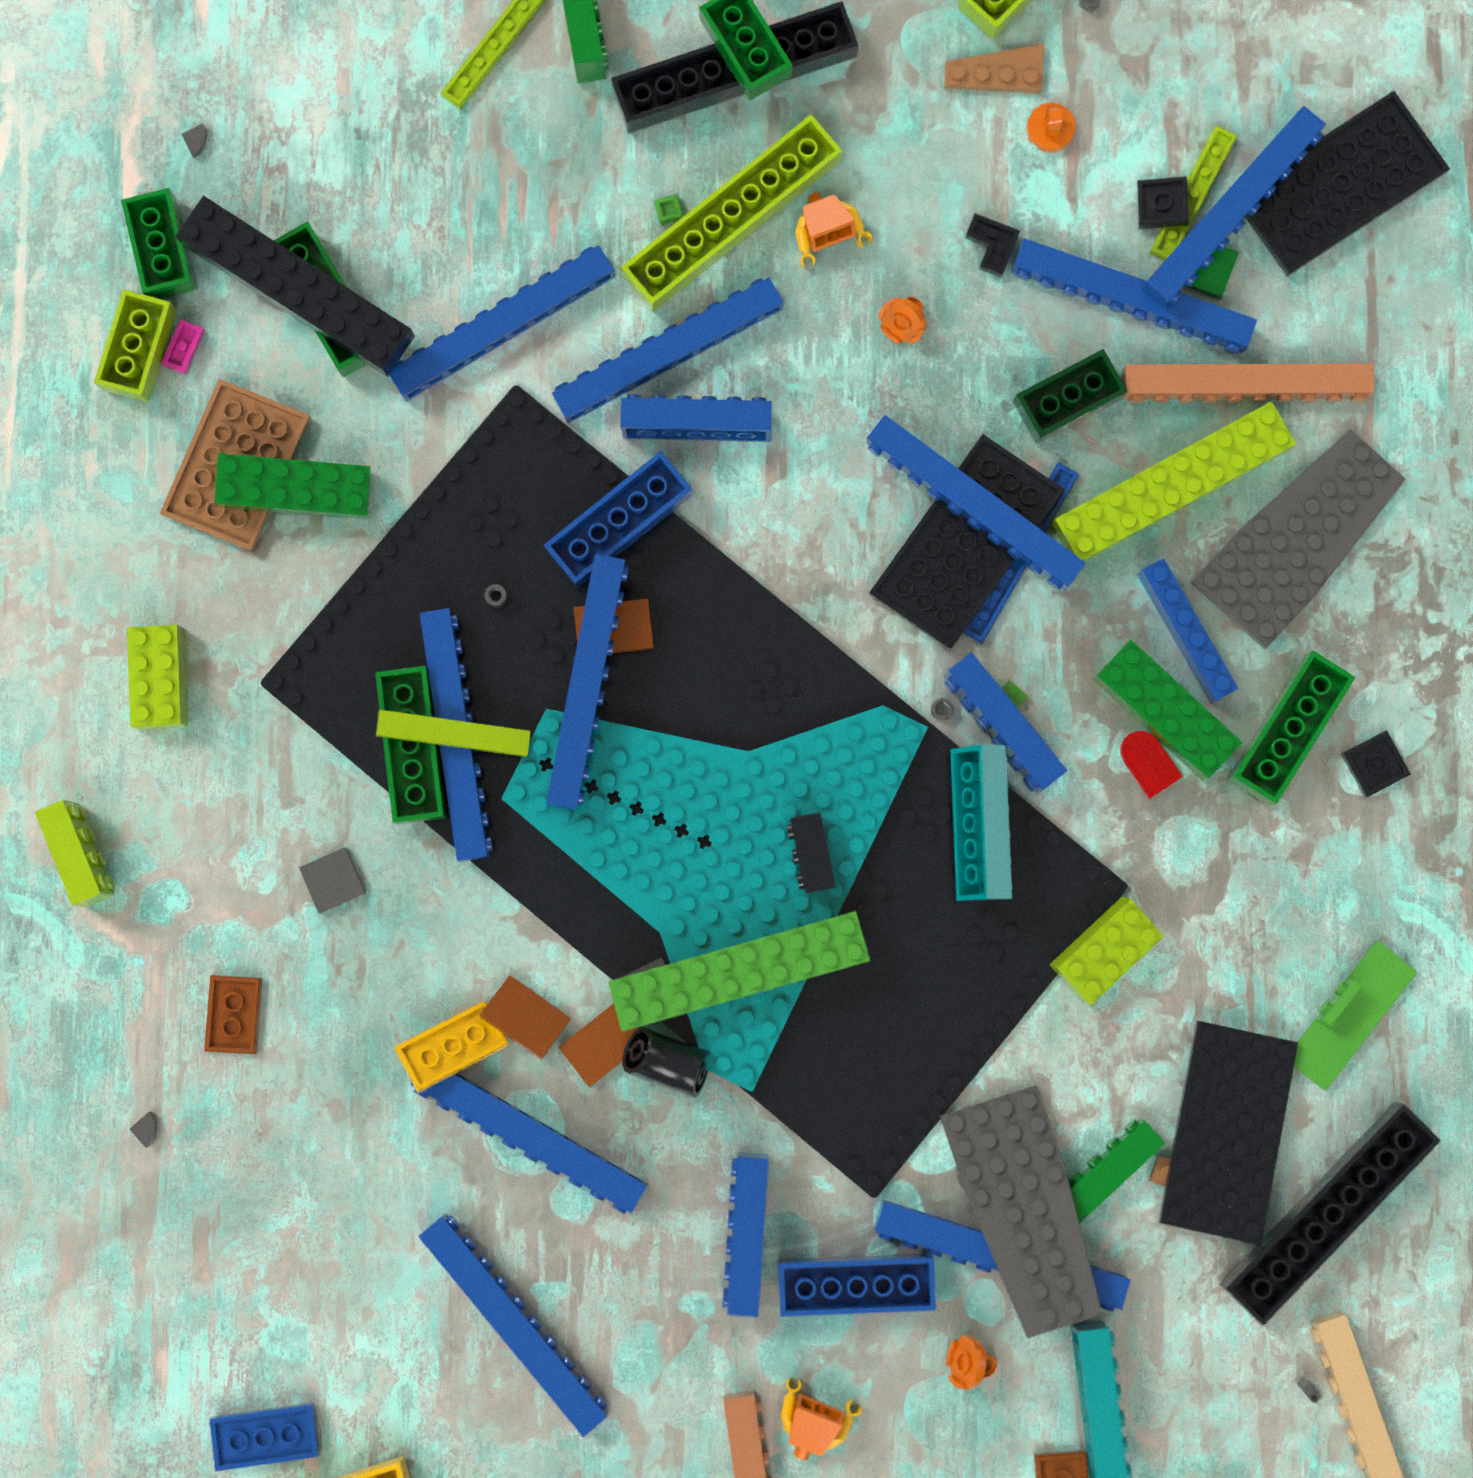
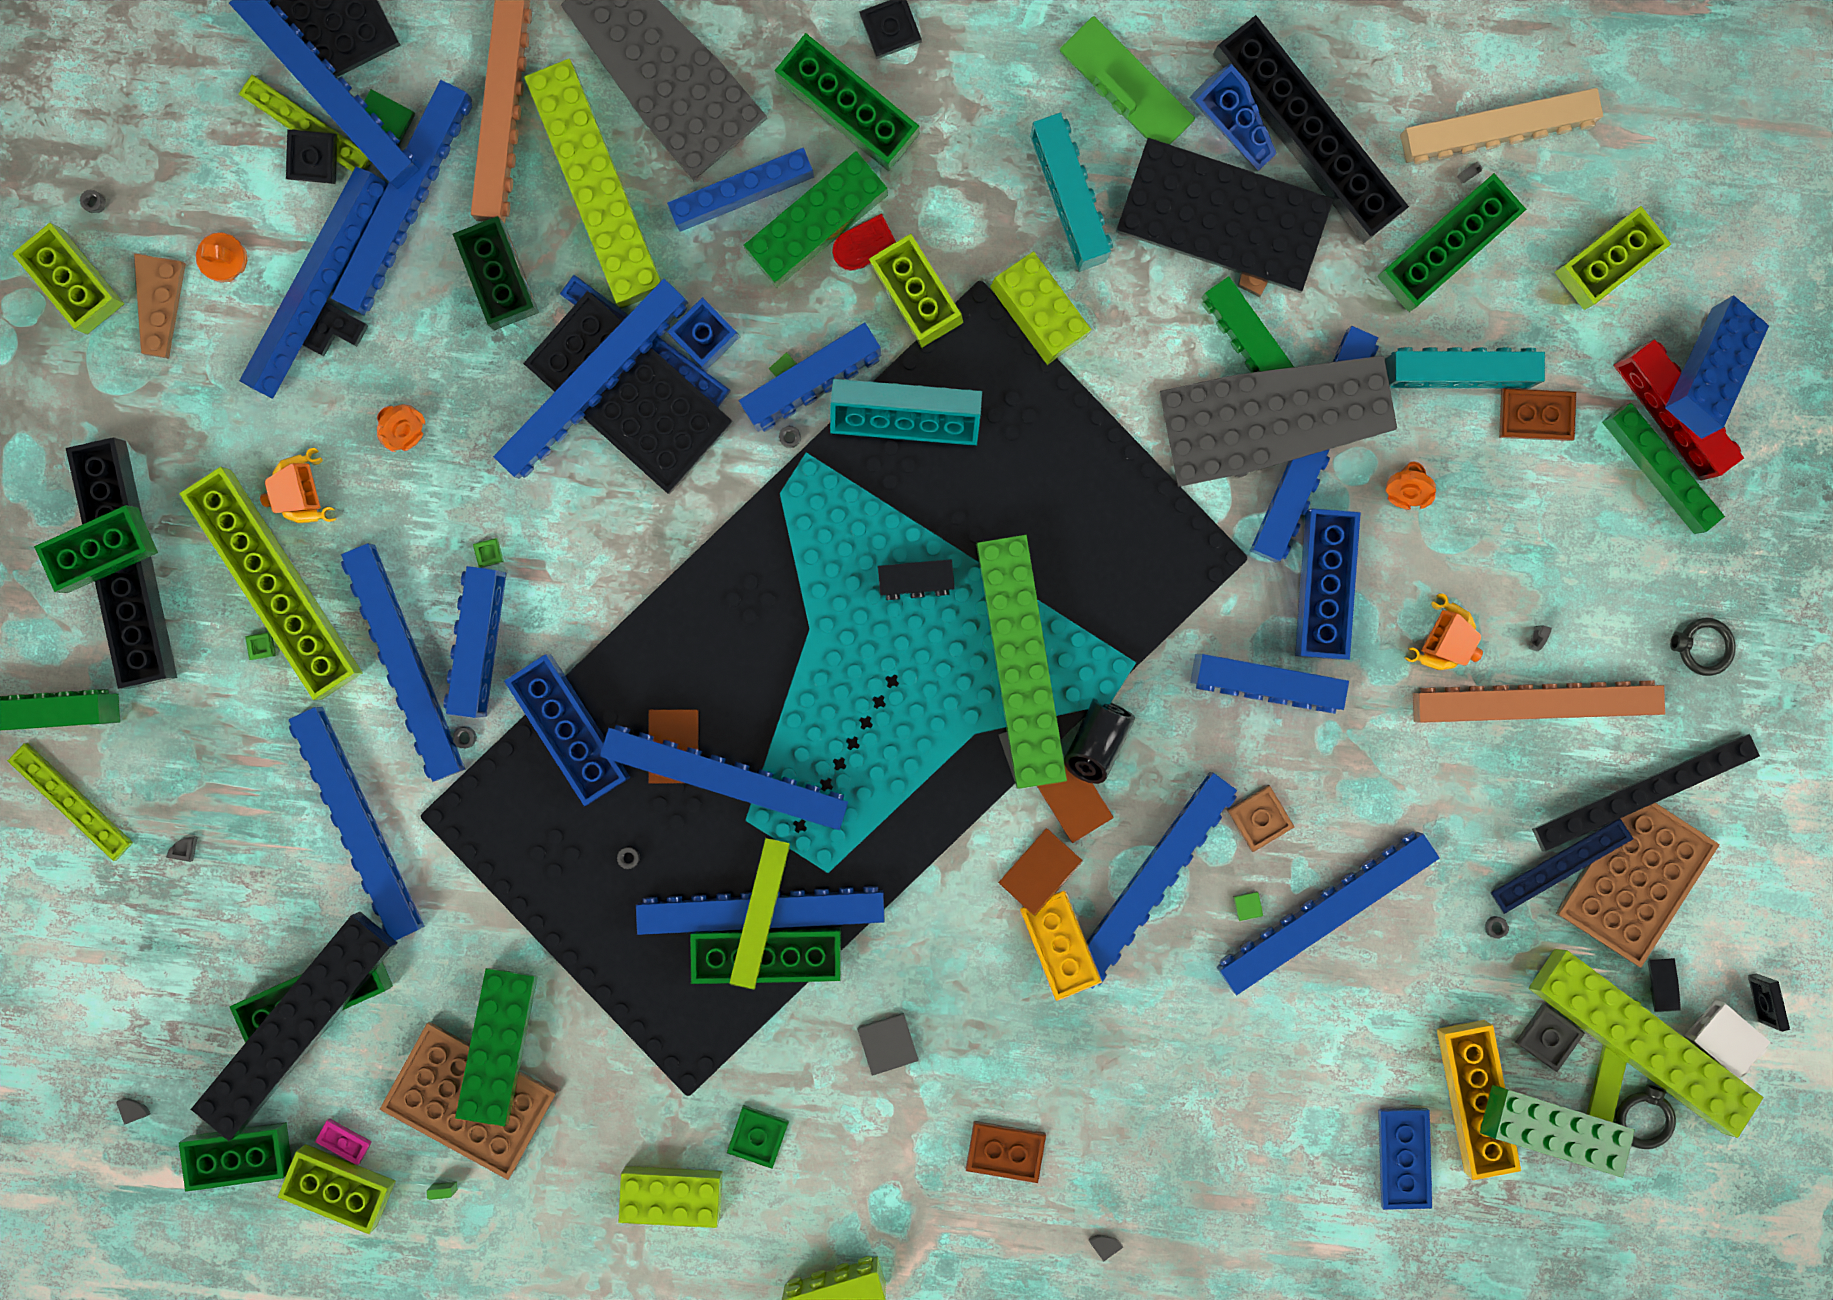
camera: 90 degrees left, 5 degrees up
(143, 449) = (441, 1190): none -> bright green tile
(225, 758) = (757, 1136): none -> green tile
(458, 159) = (183, 849): none -> dark grey tile
(512, 1239) = (1248, 906): none -> bright green tile
(599, 427) = (472, 739): none -> dark grey axle
(604, 1242) = (1260, 818): none -> medium nougat tile
(787, 421) = (488, 553): none -> bright green tile
(1035, 610) = (703, 334): none -> blue brick
(1037, 220) = (314, 282): none -> blue brick
(1107, 820) = (916, 290): none -> lime brick
(1232, 966) = (1070, 191): none -> teal brick
(1232, 1377) = (1451, 242): none -> green brick
(1339, 1128) = (1231, 108): none -> blue wedge

